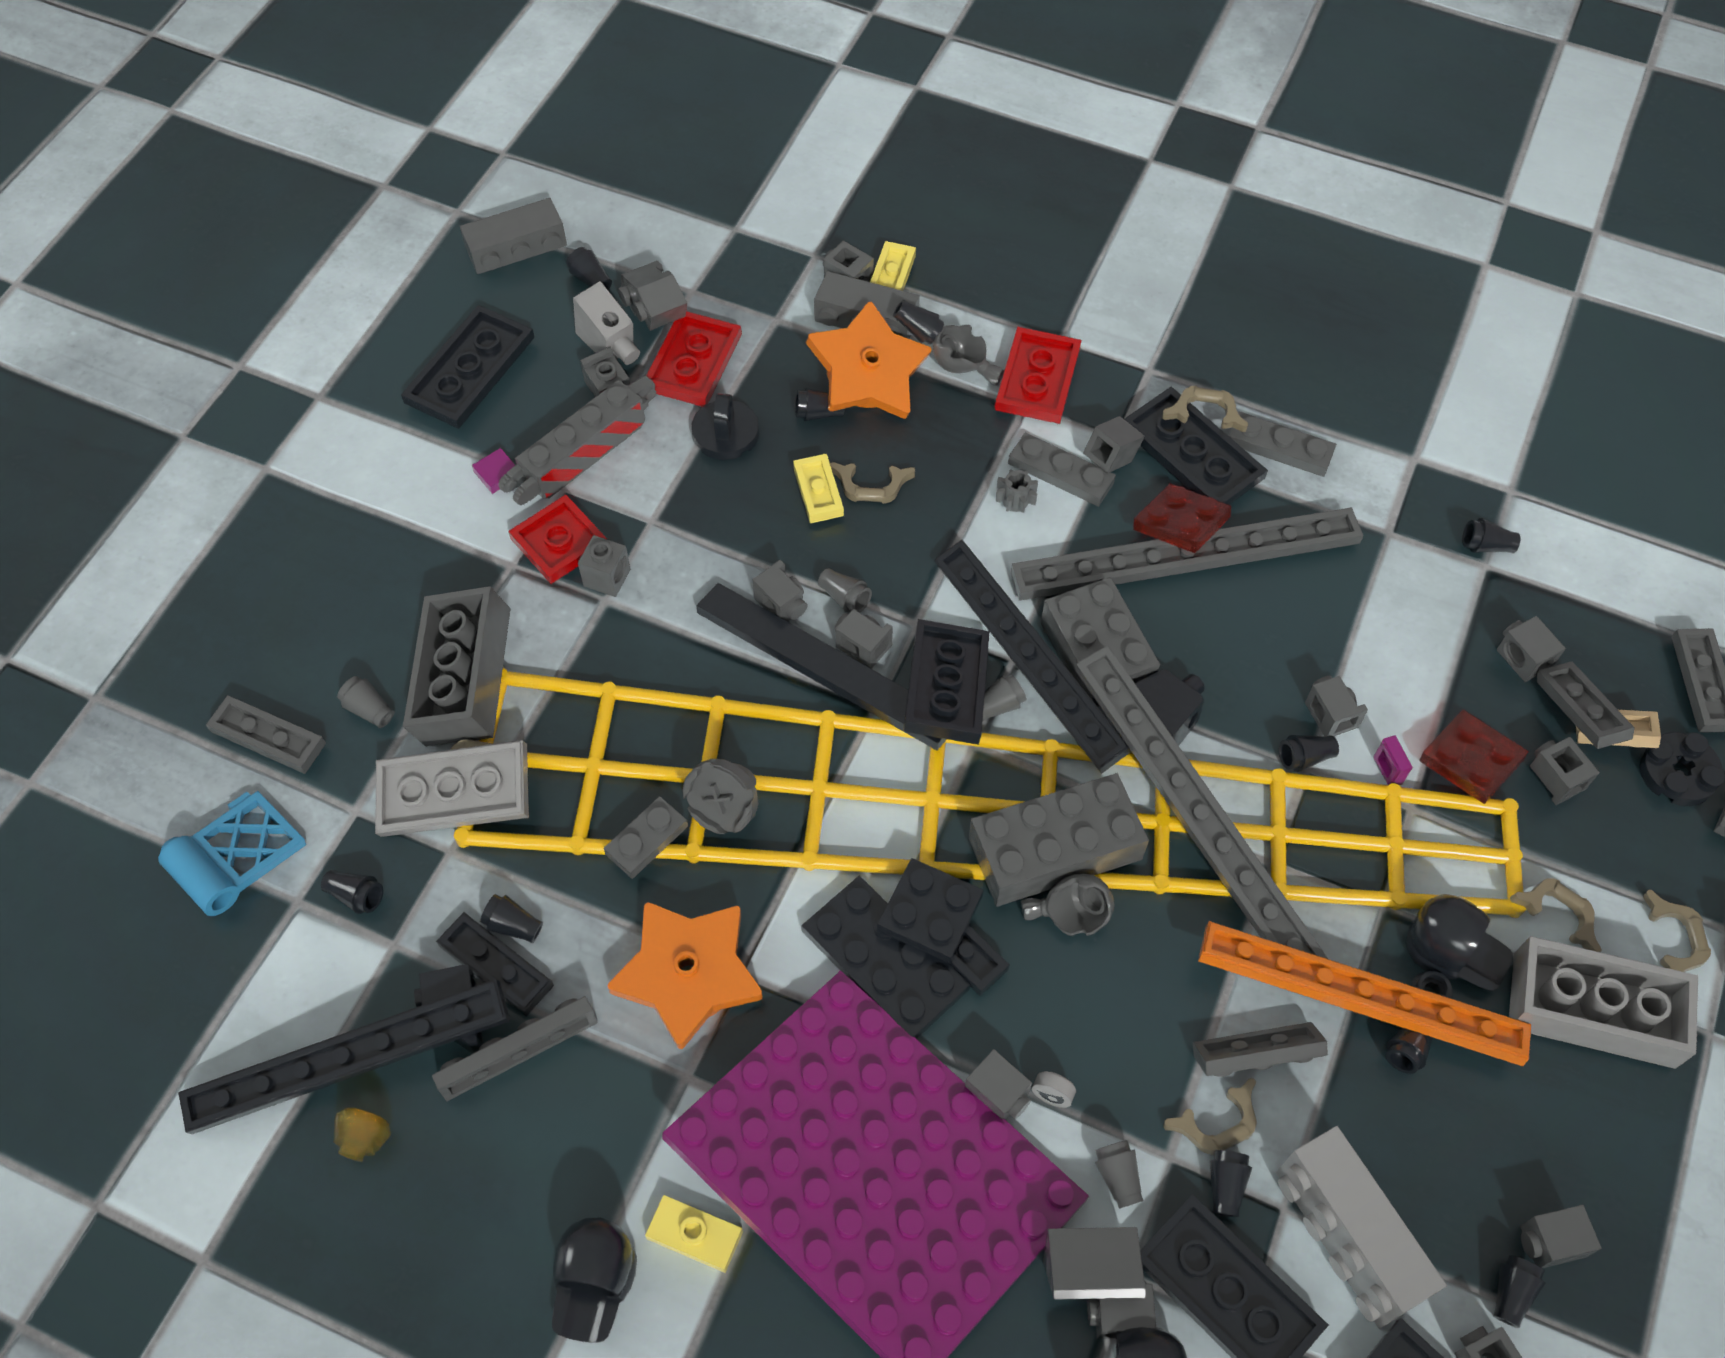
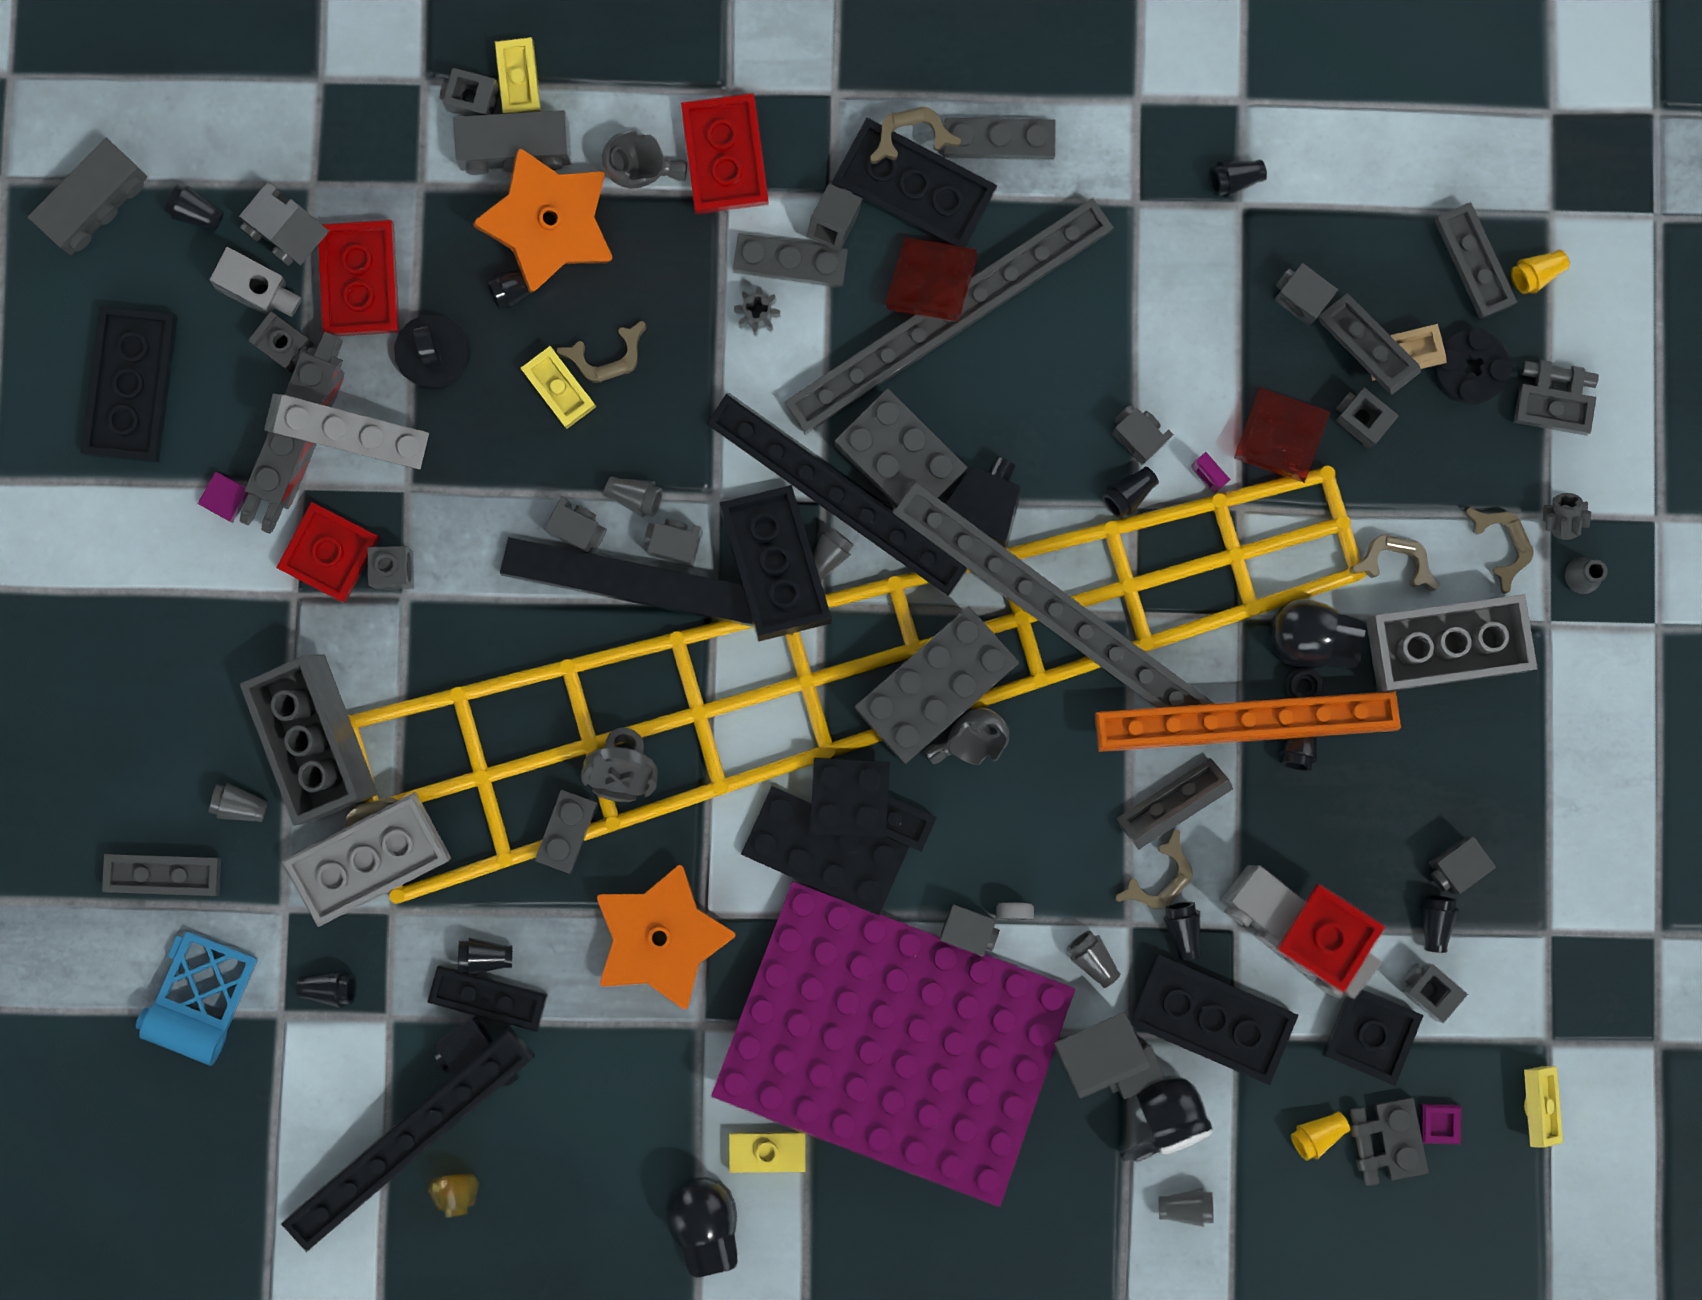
camera: 25 degrees left, 25 degrees up
(503, 1054) = (535, 1078): dark grey plate -> none
(622, 441) = (346, 431): none -> light grey brick
(918, 321) = (580, 150): black cone -> none
(1396, 1229) = (1330, 938): none -> red plate

